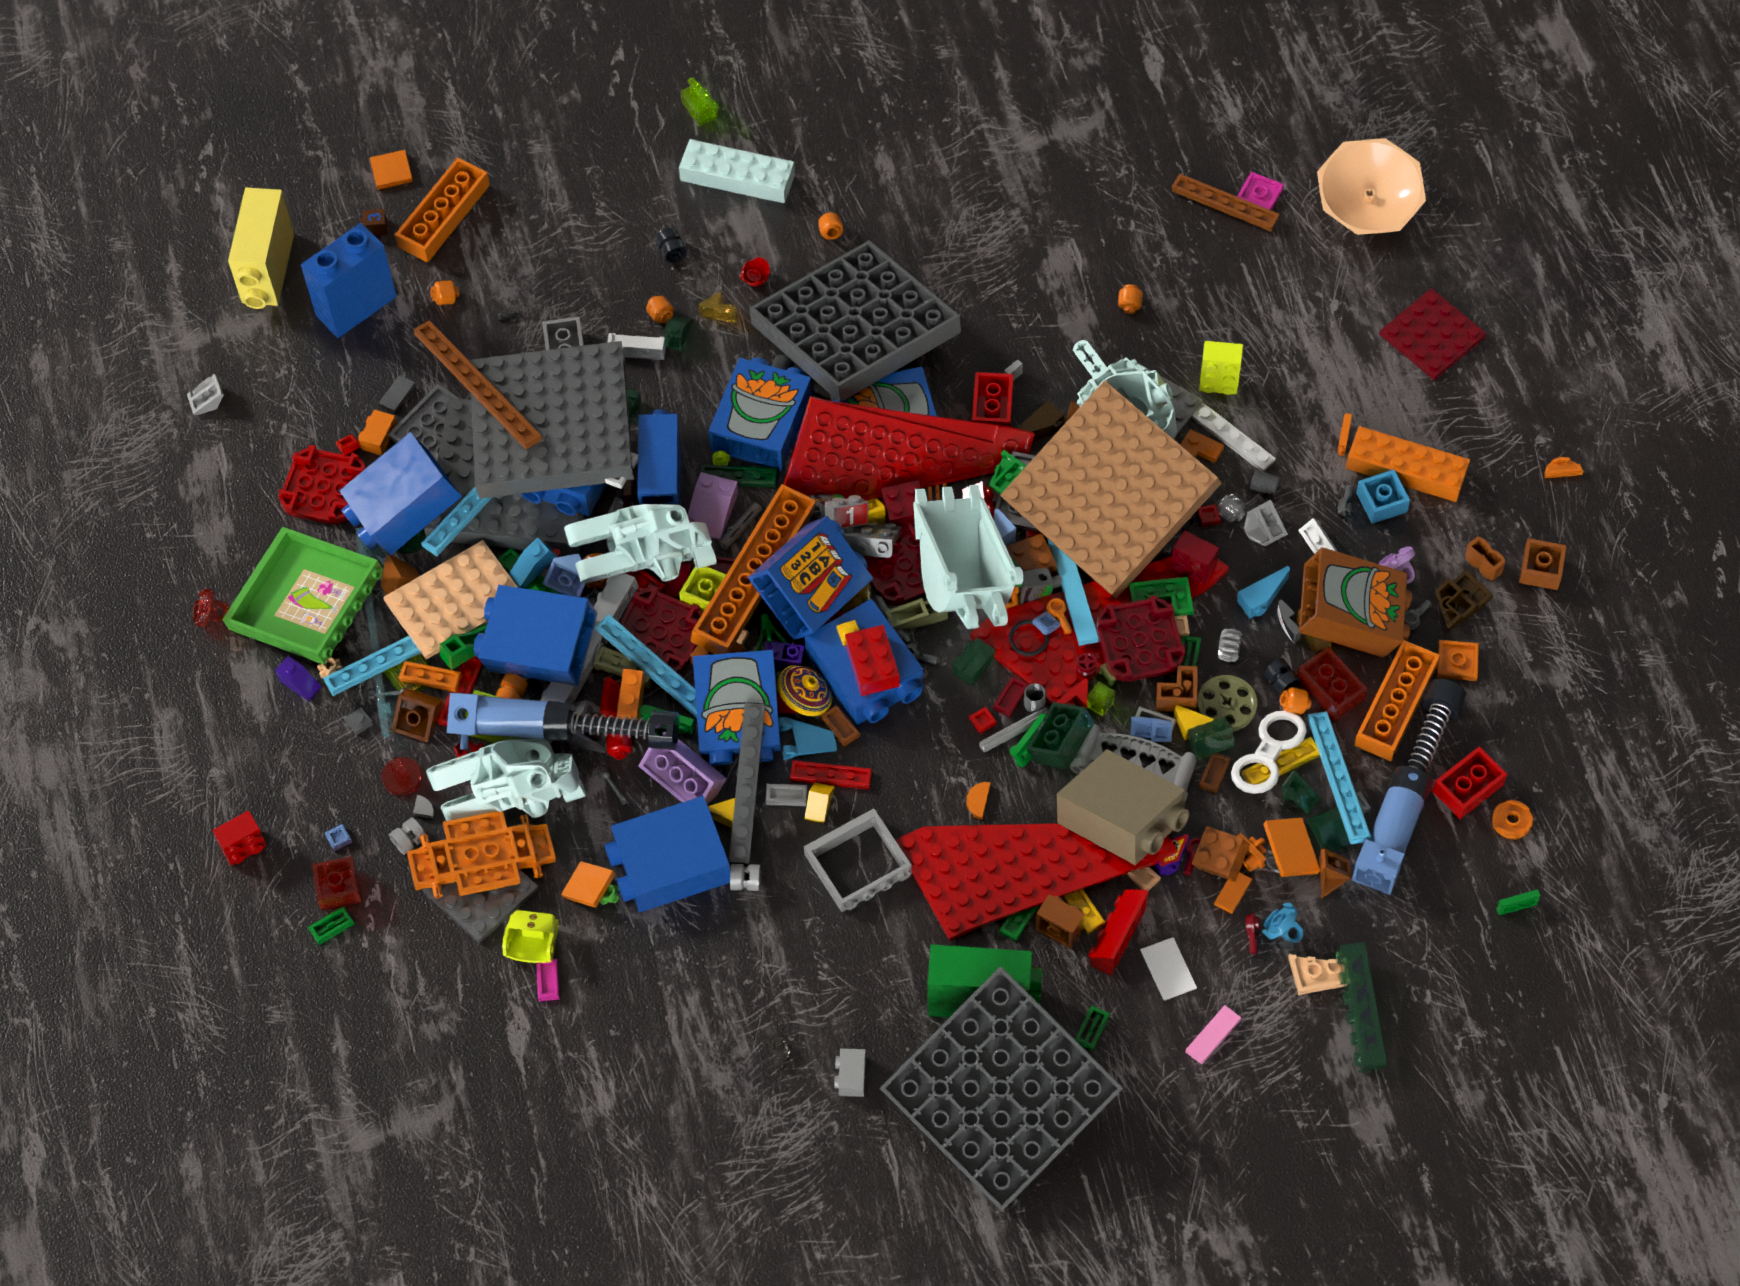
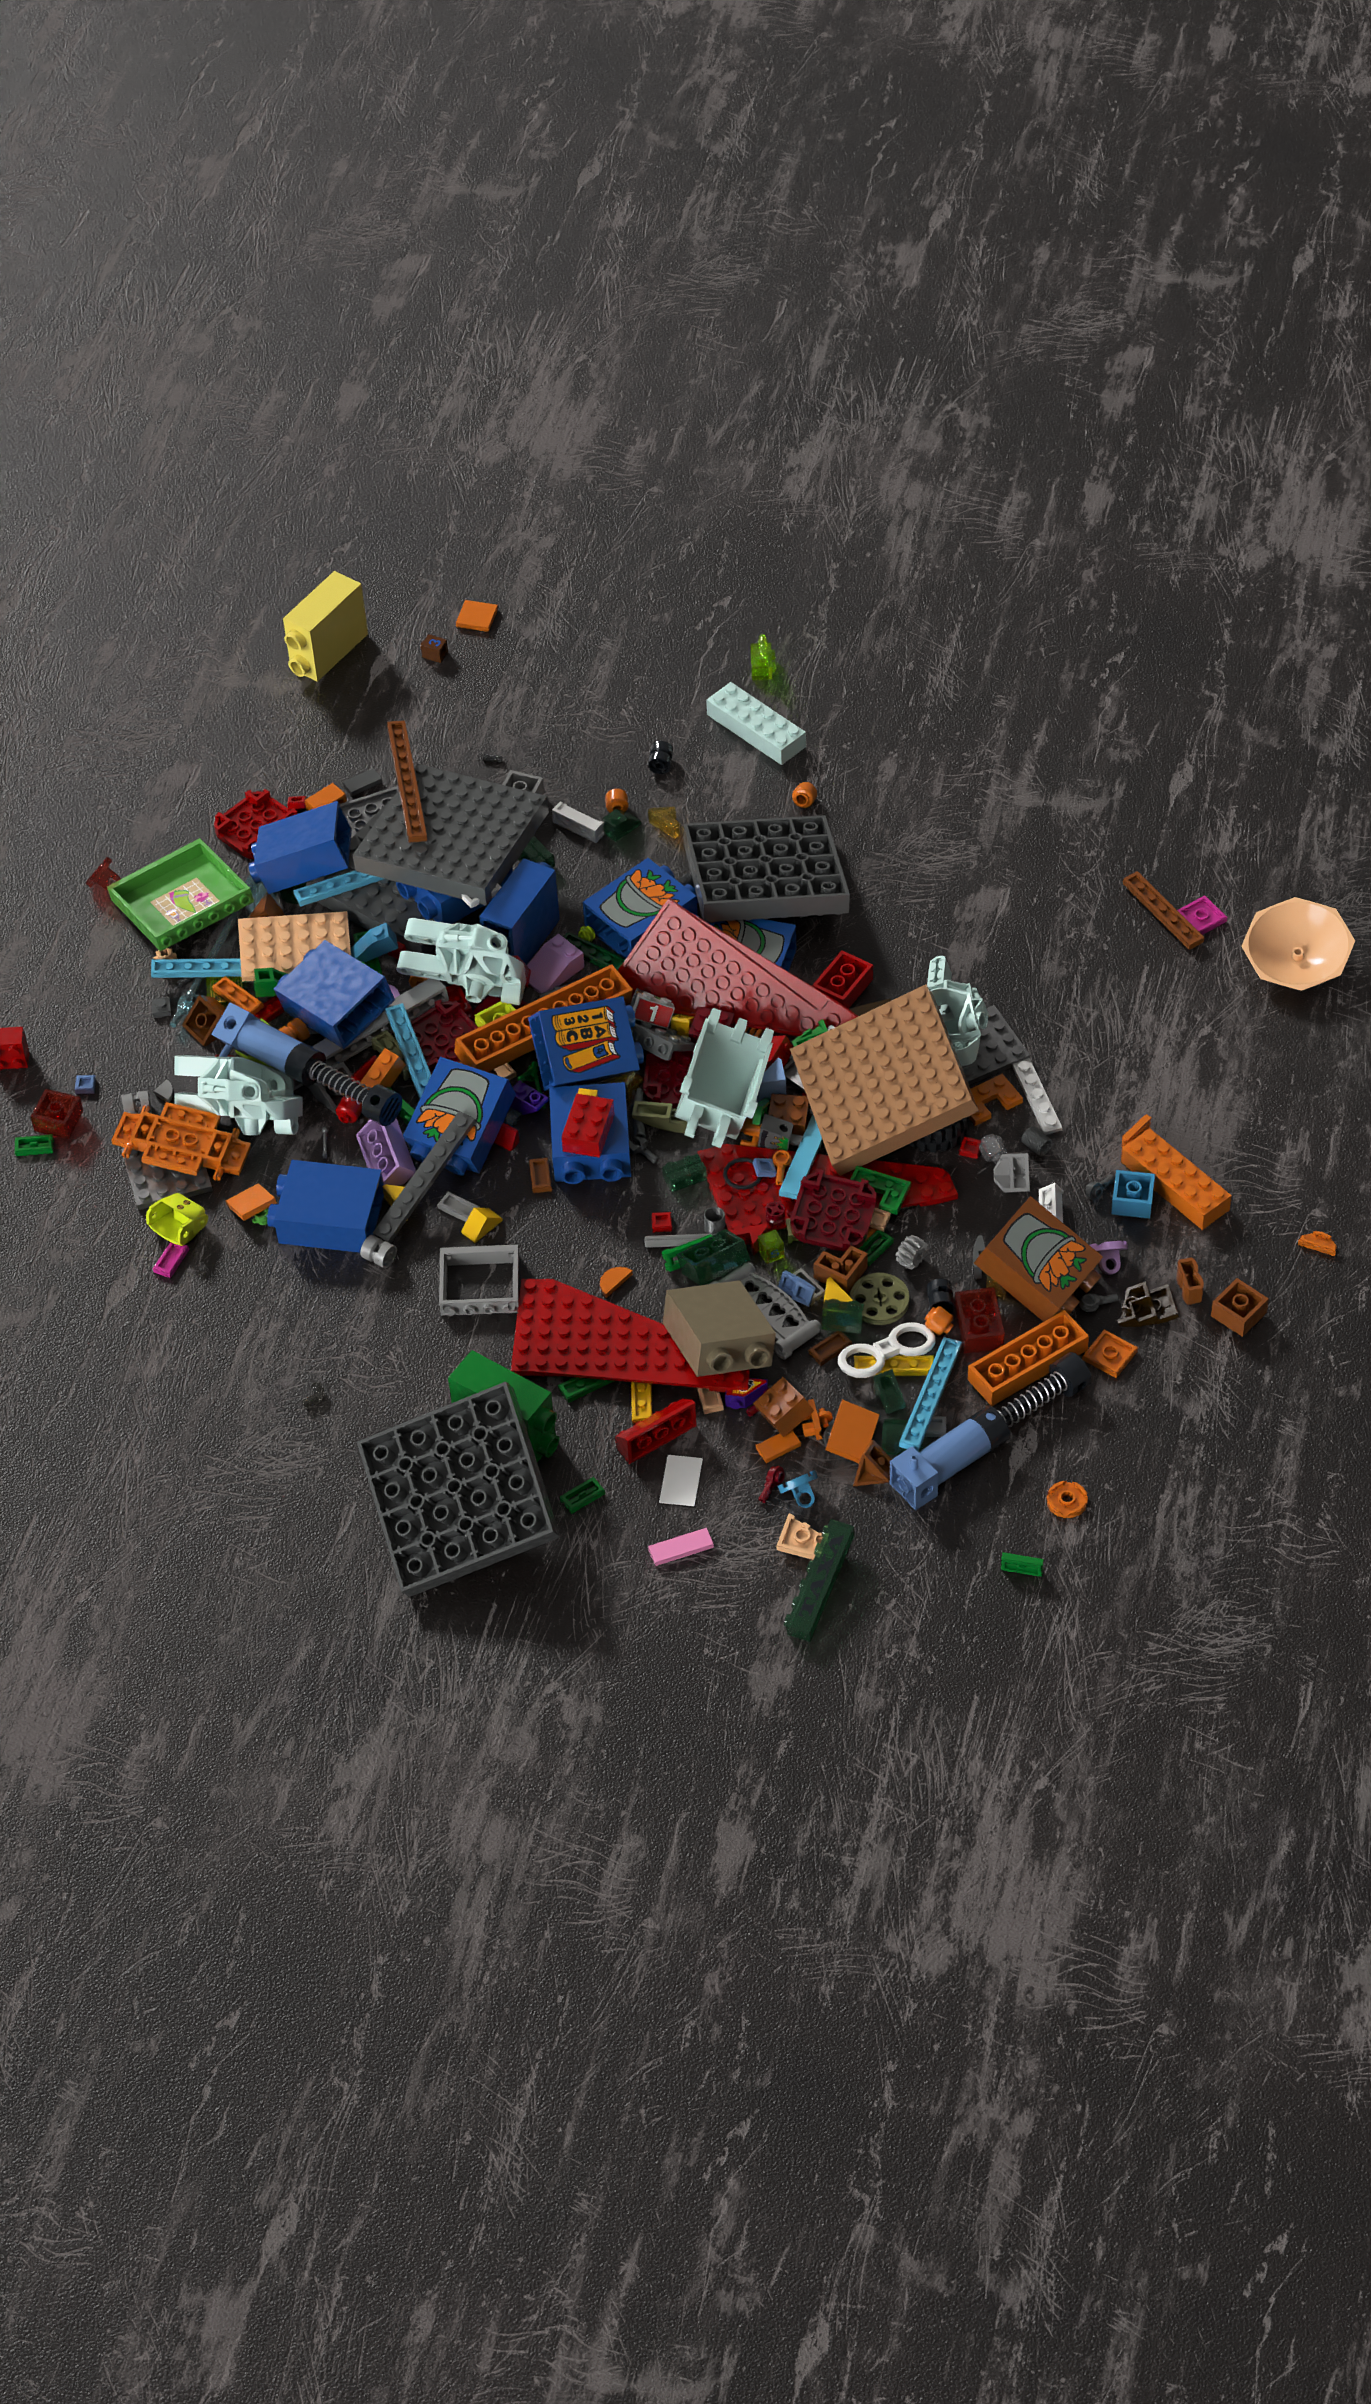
camera: 30 degrees right, 10 degrees down
(206, 395) = (212, 725): light grey slope -> none
(297, 678) = (135, 955): dark purple slope -> none
(349, 280) = (374, 675): blue brick -> none
(401, 776) = (161, 1059): clear red tile -> none
(442, 209) = (493, 658): orange brick -> none
(444, 292) = (452, 721): orange head -> none
(564, 576) = (388, 963): light blue slope -> none
(755, 272) = (715, 804): red hair -> none
(804, 690) = (526, 1133): dish -> none
(807, 739) = (506, 1172): dark azure flag -> none
(831, 774) = (506, 1208): red tile -> none
(851, 1072) = (359, 1428): light grey brick -> none
(1010, 697) = (695, 1215): dark red tile -> none
(1015, 369) = (880, 966): light grey tile -> none
(1060, 921) = (610, 1397): dark orange brick -> none
(1130, 298) = (1022, 951): orange head -> none
(1194, 557) = (925, 1168): dark red brick -> none
(1220, 367) = (1057, 1031): neon yellow brick -> none
(1259, 596) = (967, 1226): dark azure slope -> none
(1432, 334) = (1277, 1088): dark red plate -> none
(1469, 782) = (1045, 1450): red brick -> none

